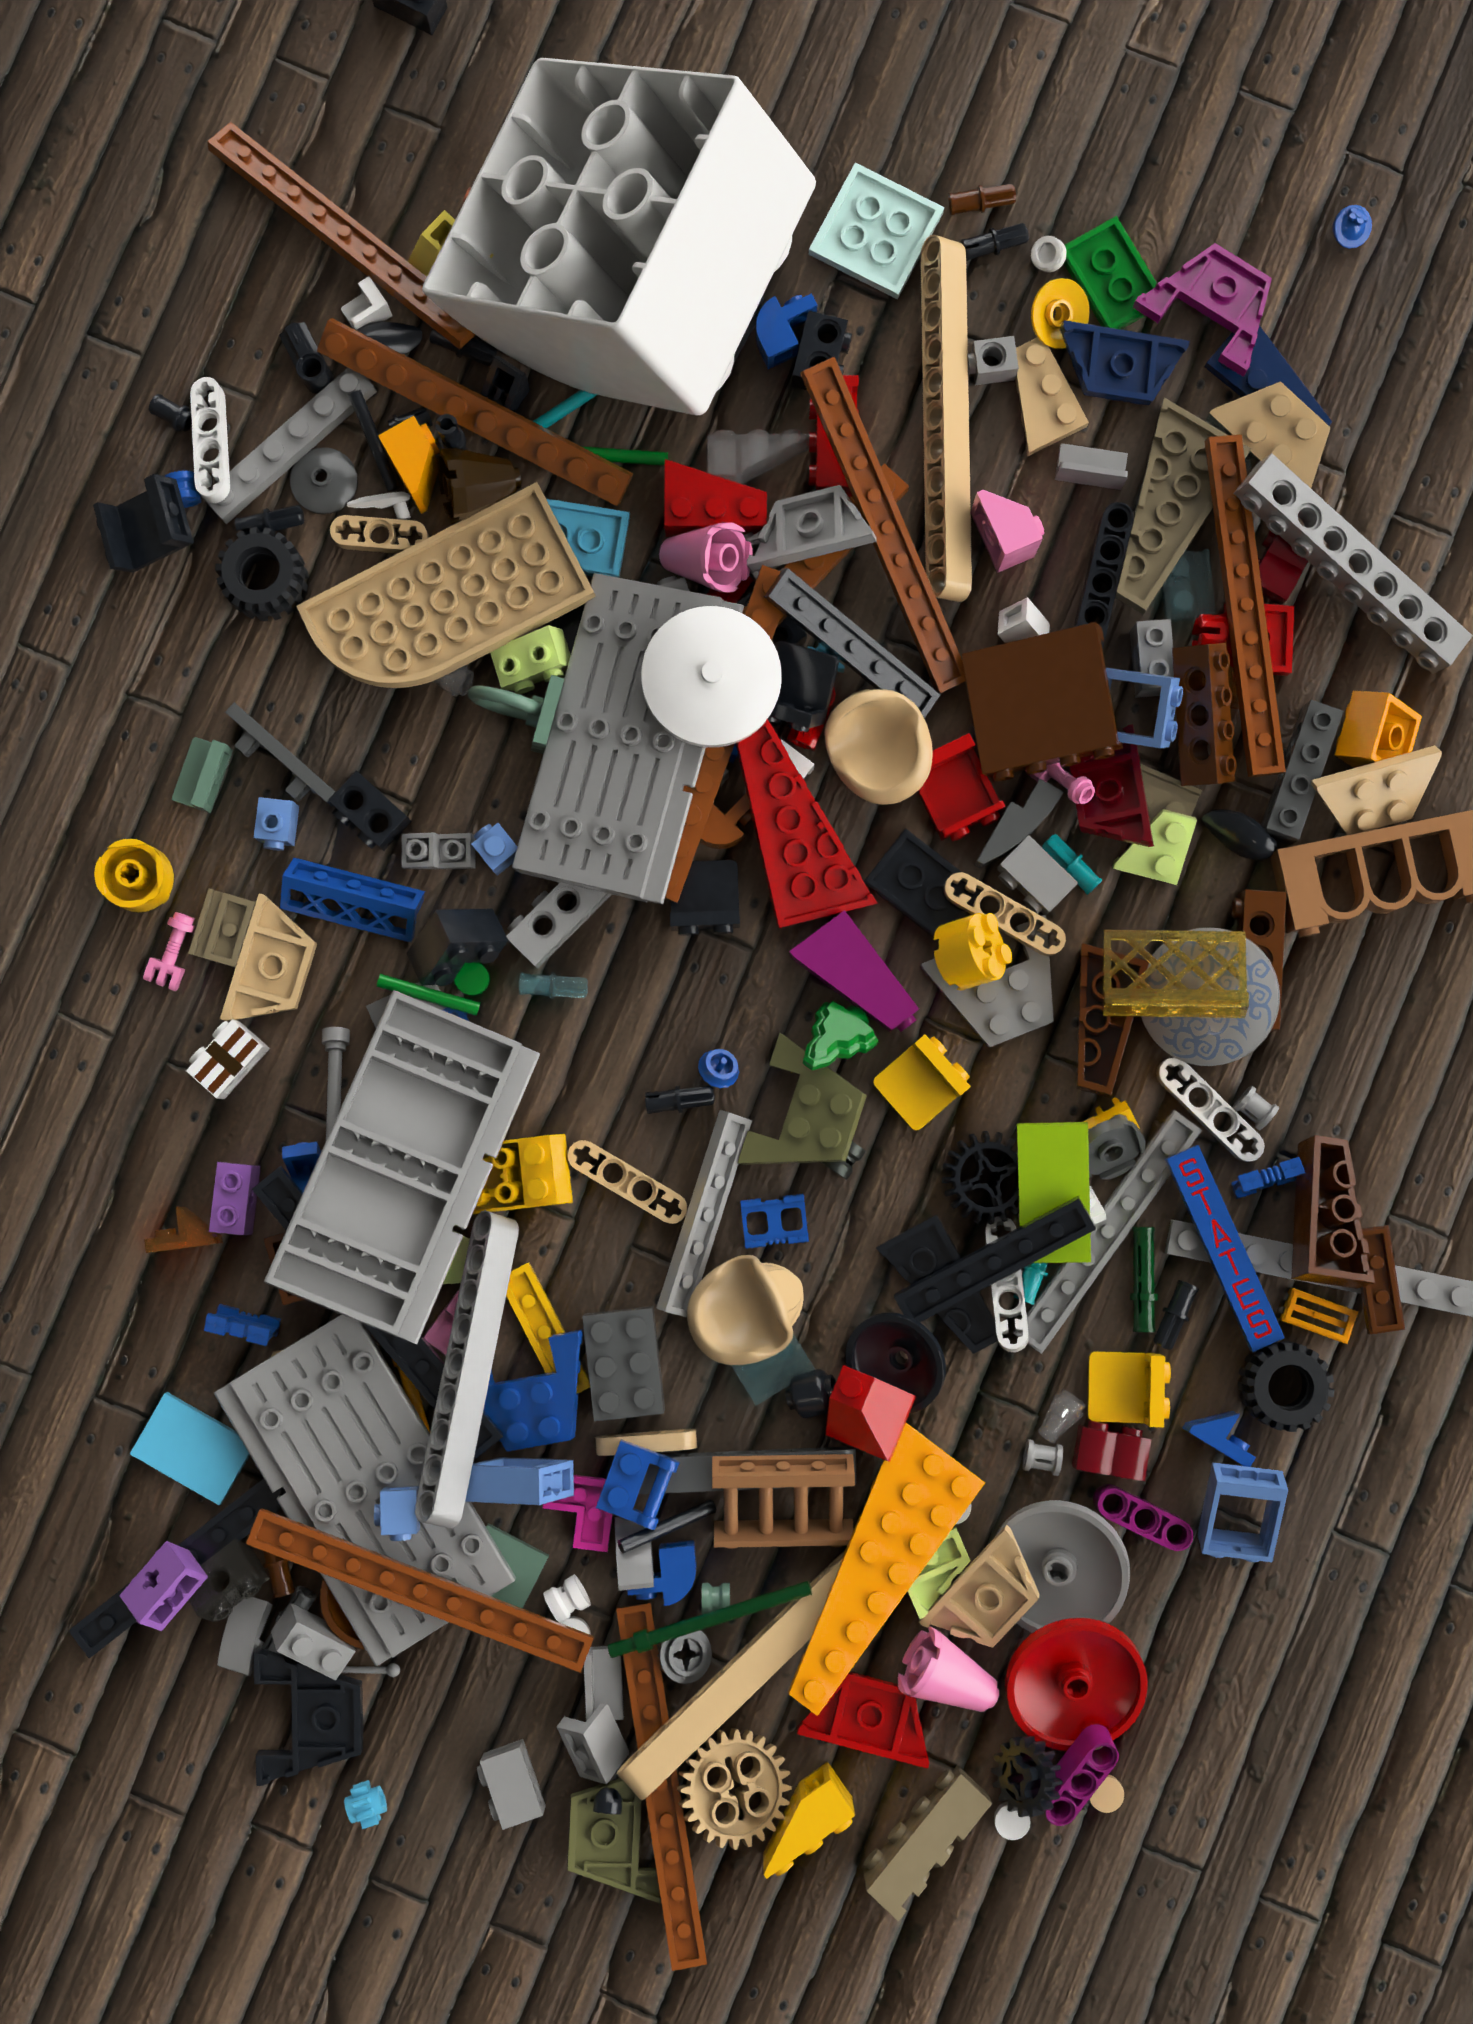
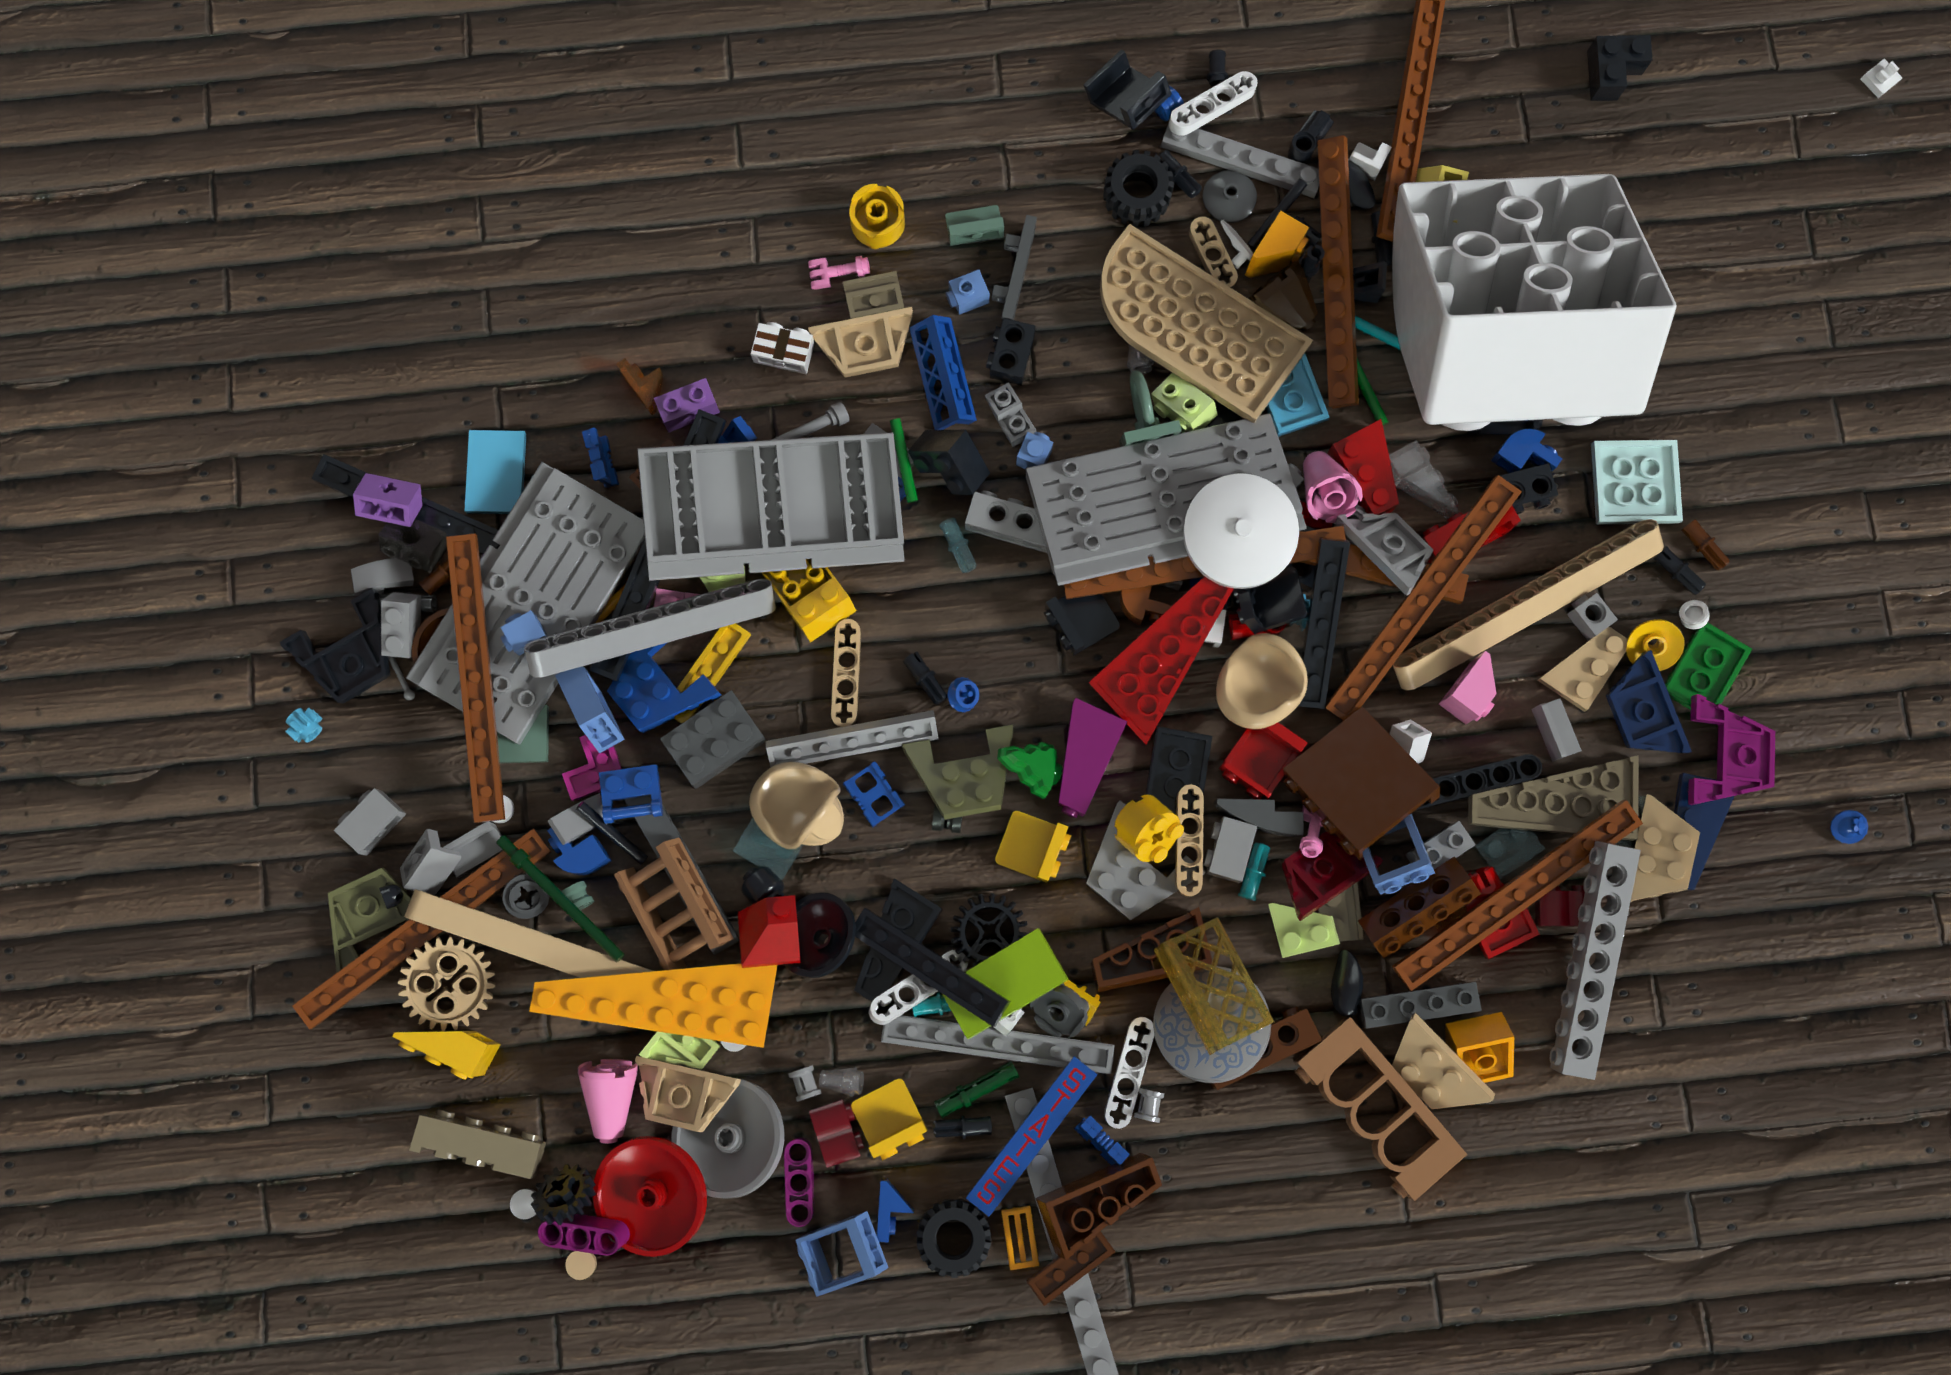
camera: 55 degrees right, 5 degrees down
(472, 979) = (932, 486): green tile -> none
(566, 1599) = (522, 789): white wheel -> none
(653, 1440) = (667, 789): tan beam -> none
(872, 1719) = (547, 1057): red wing -> none

